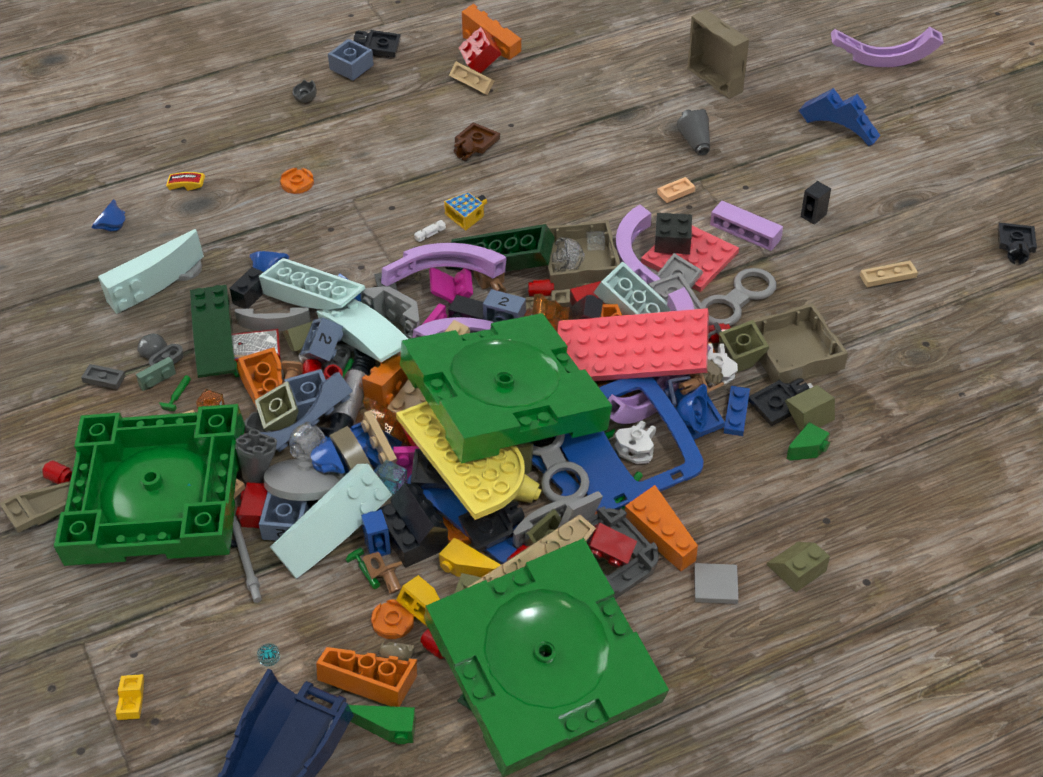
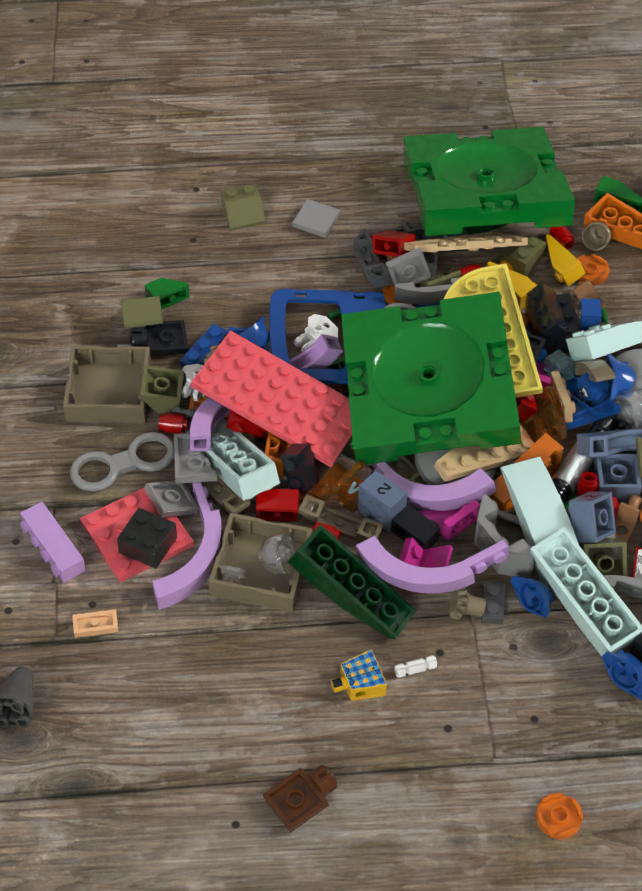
camera: 160 degrees left, 5 degrees up
(660, 525) = (339, 263): orange wedge -> none

